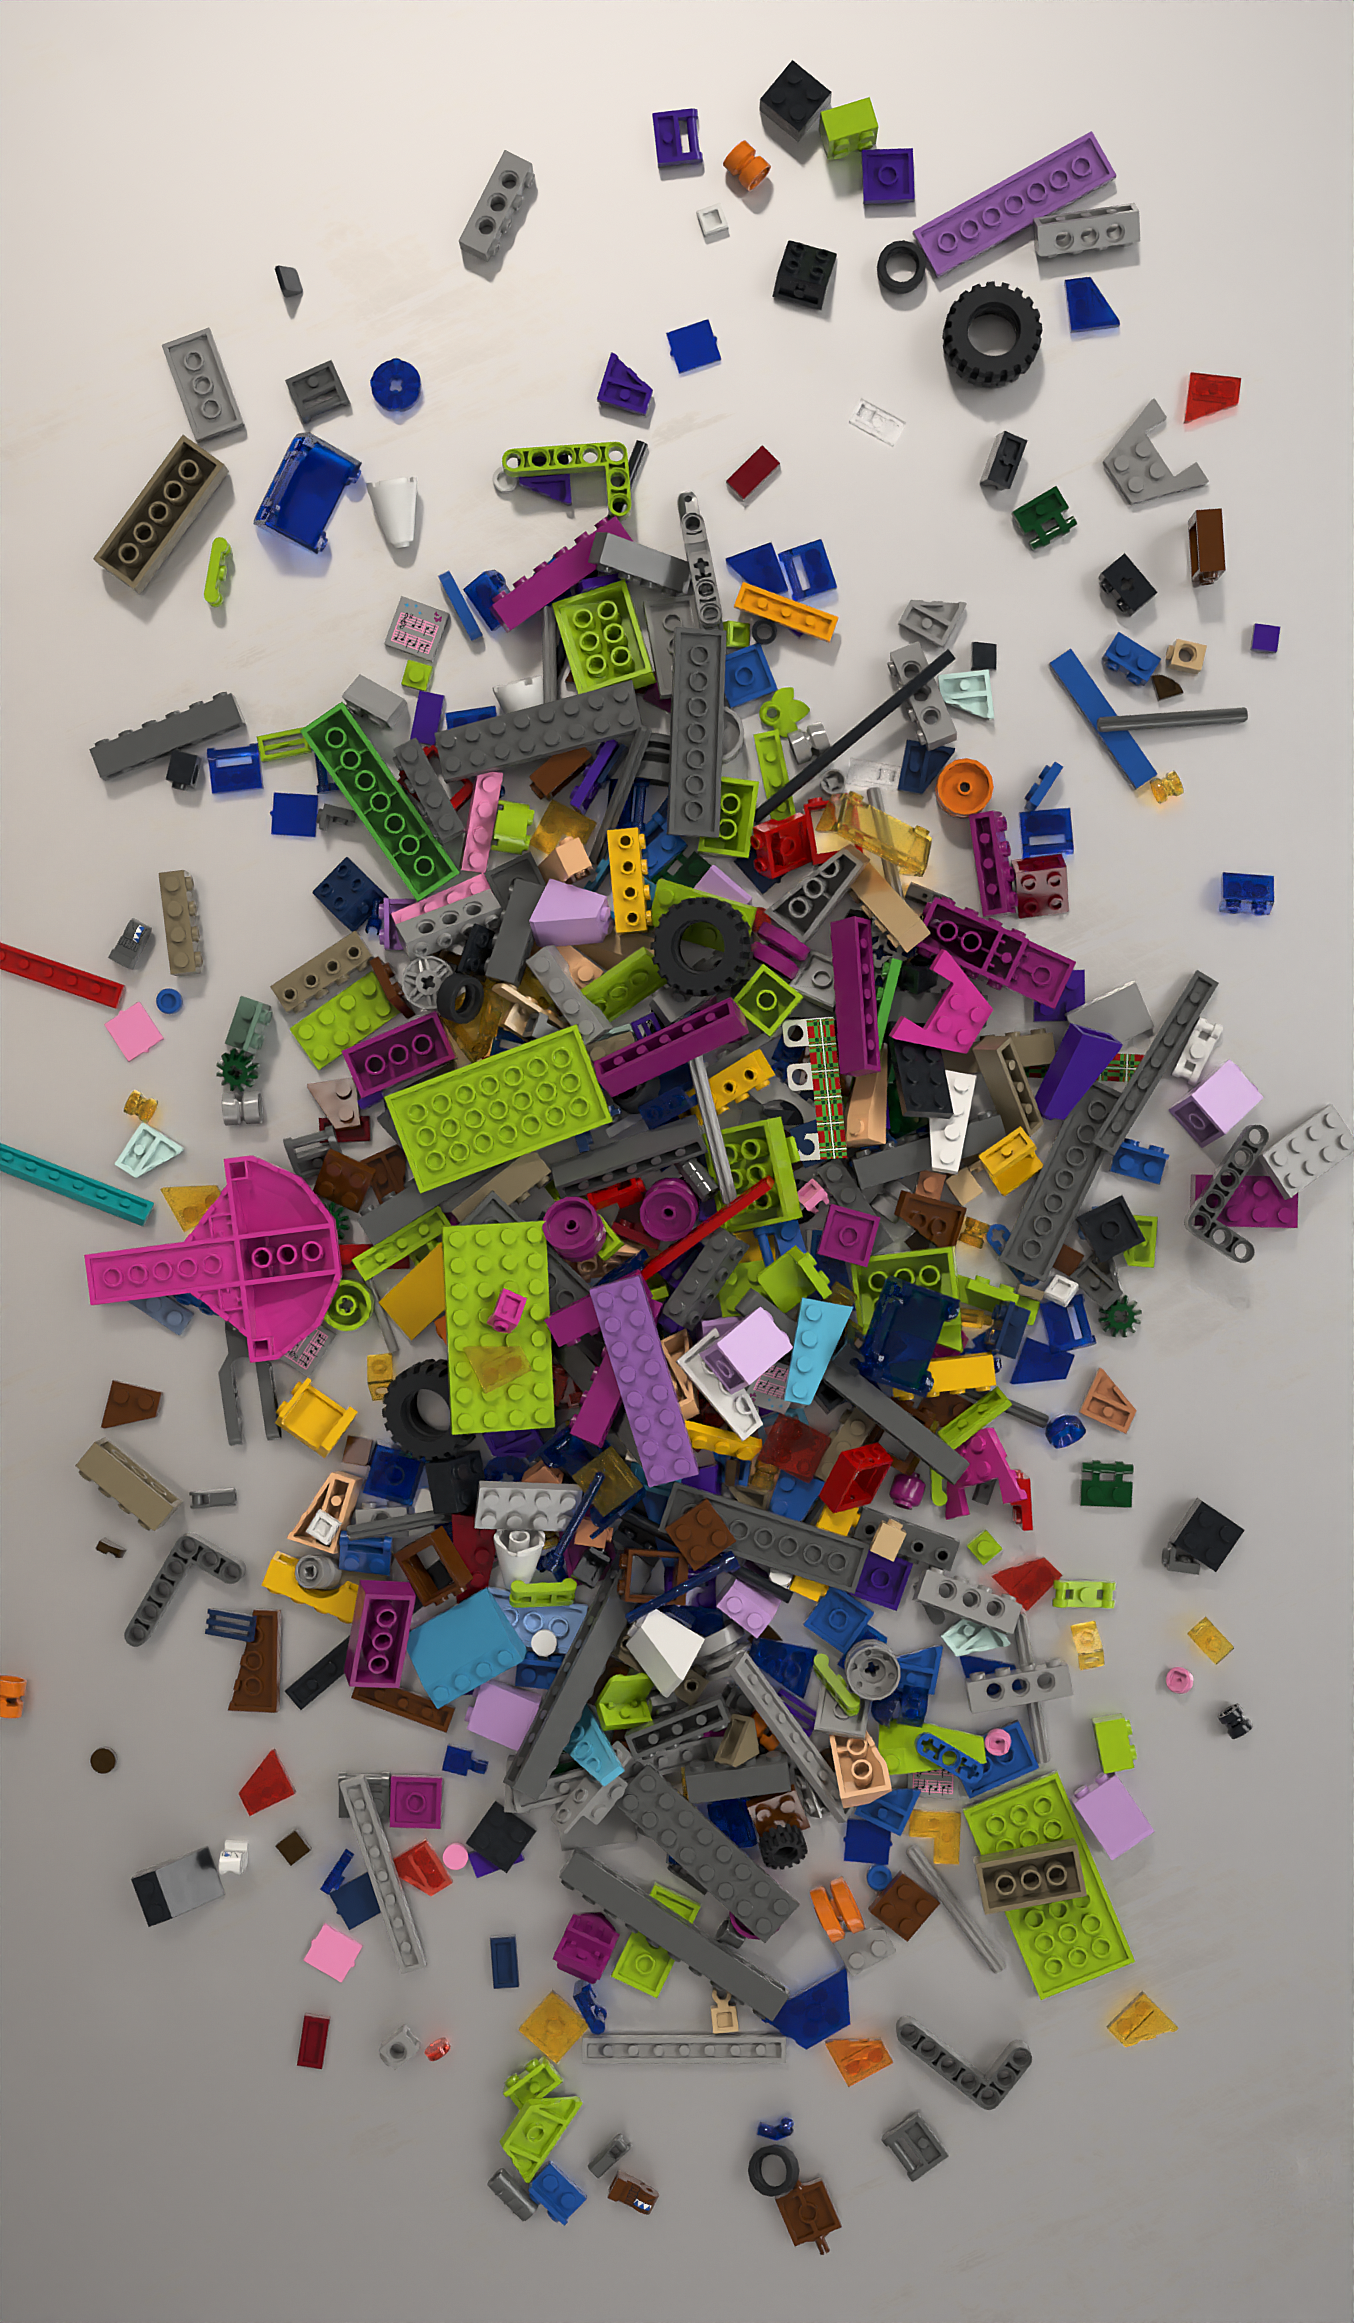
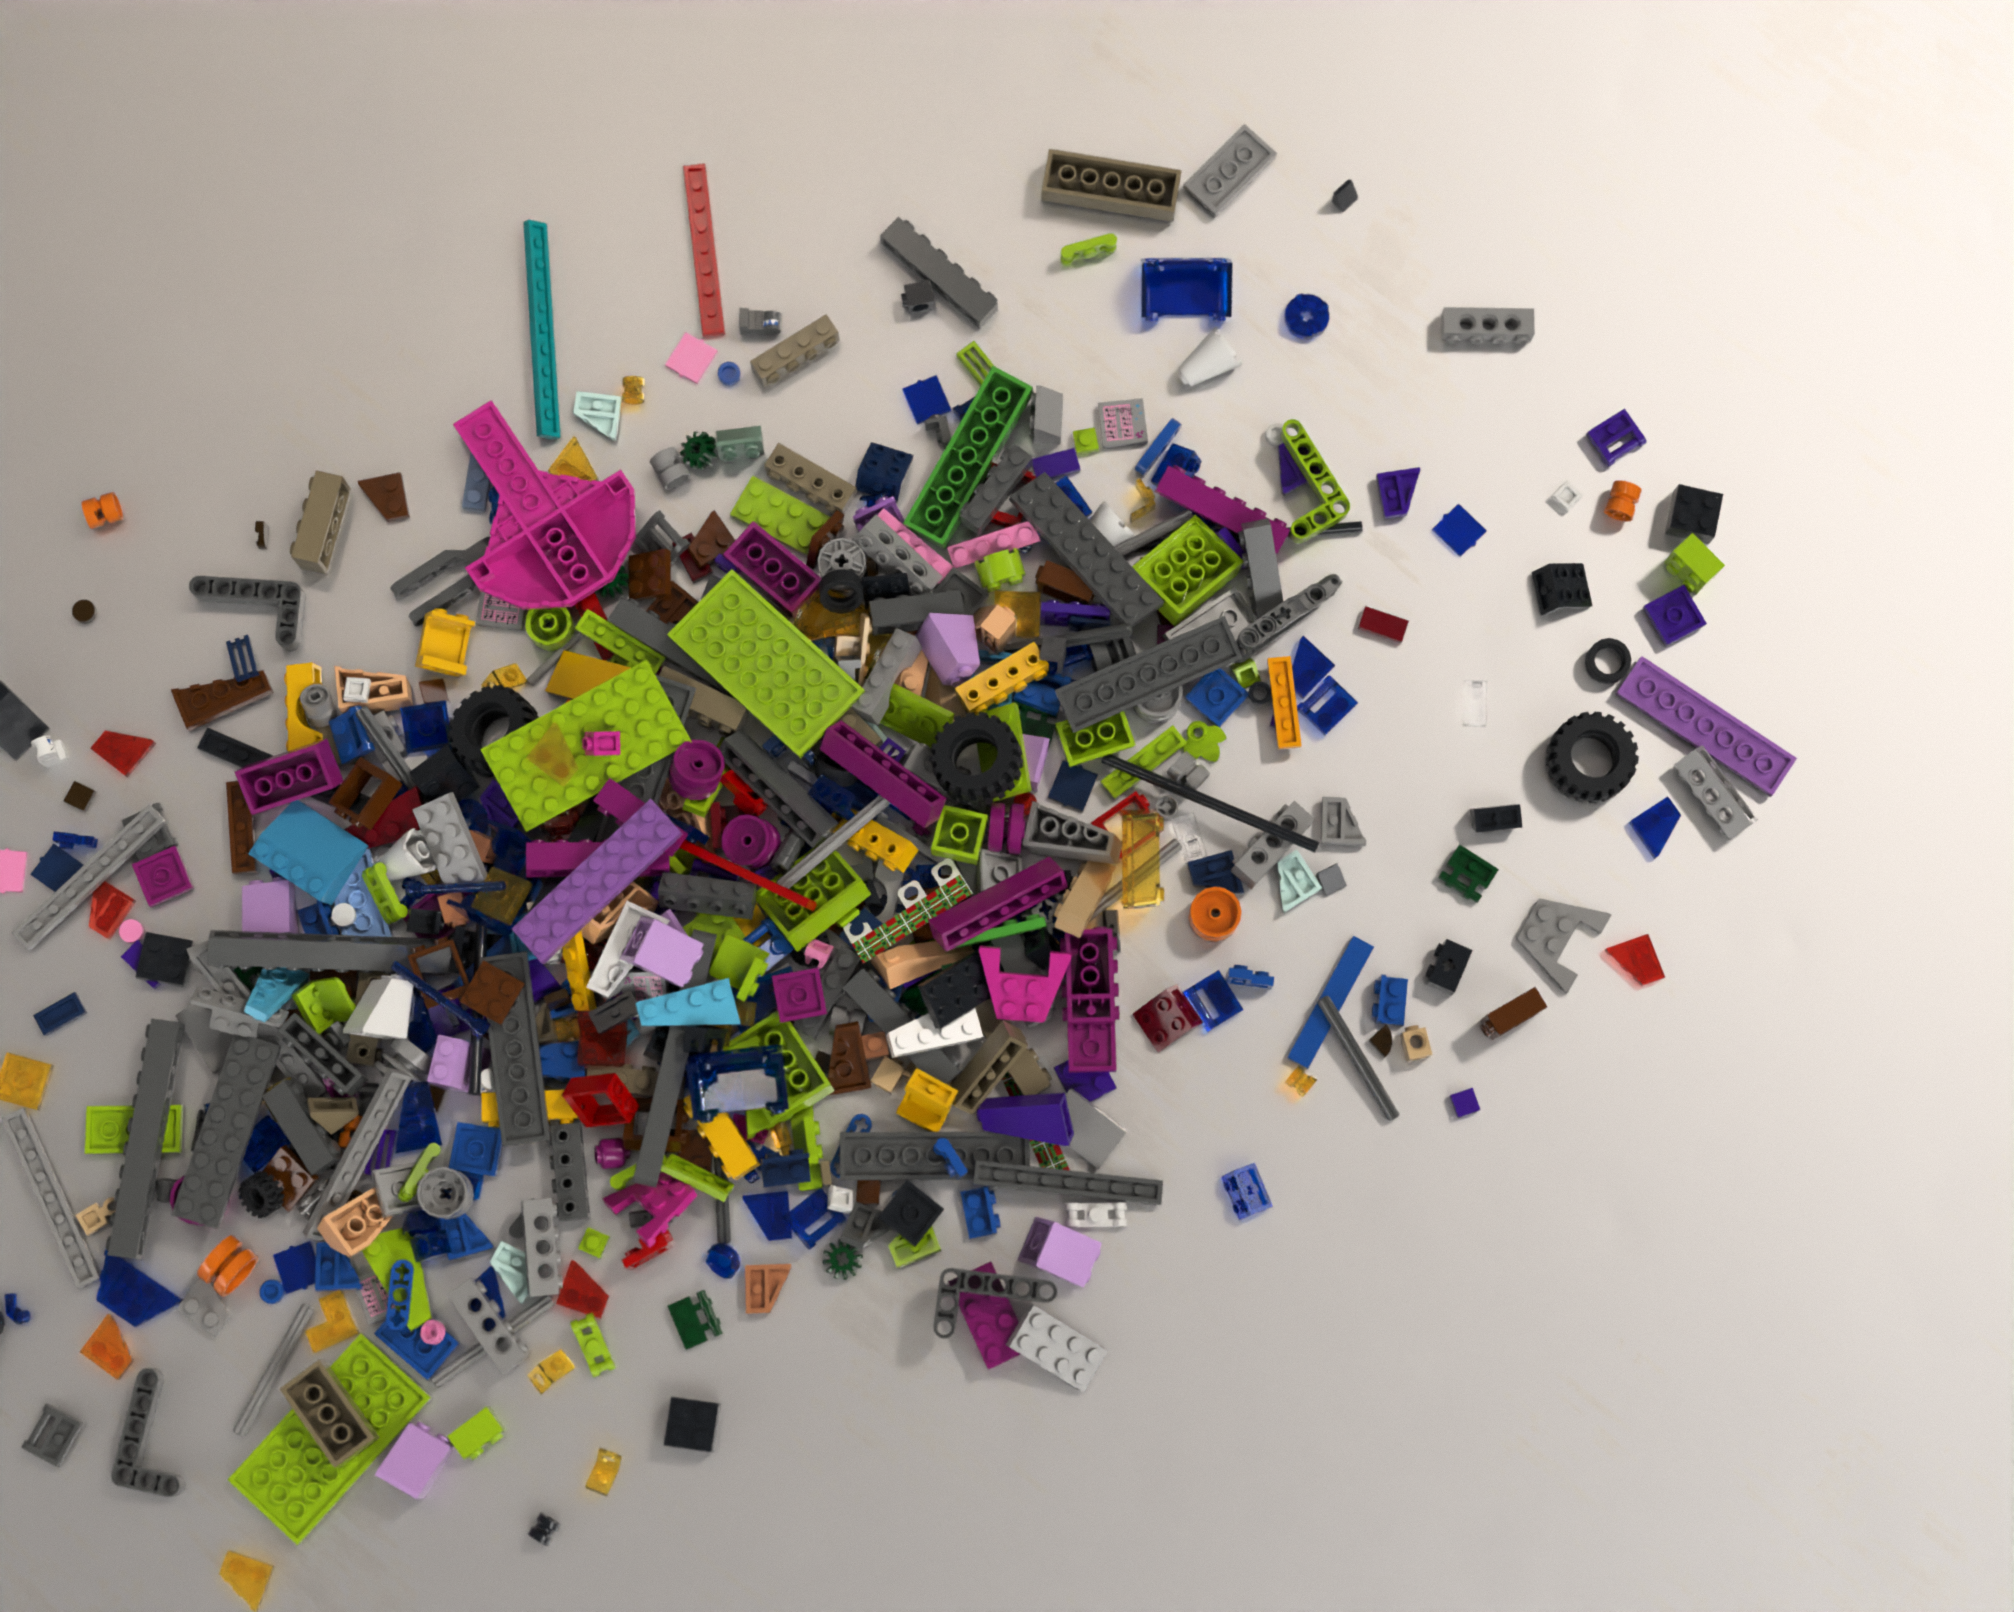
camera: 60 degrees right, 10 degrees down
(217, 1498) = (342, 597): dark grey bar -> none
(235, 777) = (934, 341): clear blue plate -> none
(313, 384) = (1275, 253): dark grey plate -> none
(460, 1760) = (213, 896): clear blue plate -> none
(507, 641) = (1148, 496): none -> clear yellow bracket
(586, 1946) = (102, 1072): magenta piece -> none
(594, 2014) = (56, 1093): clear blue plate -> none
(626, 815) = (1054, 650): none -> flat silver panel
(778, 1424) = (614, 1012): none -> black plate
(781, 845) = (1093, 789): red plate -> none
(883, 1580) = (527, 1167): dark purple plate -> none
(888, 1539) = (561, 1152): tan brick -> none
(904, 1905) = (256, 1323): reddish brown plate -> none
(974, 1232) = (853, 1103): clear yellow wheel -> none
(992, 863) = (1165, 967): magenta brick -> none
(1087, 1166) = (953, 1163): none -> blue plate
(1179, 1680) = (557, 1464): bright pink tile -> none
(1183, 1564) = (657, 1416): dark grey bracket -> none

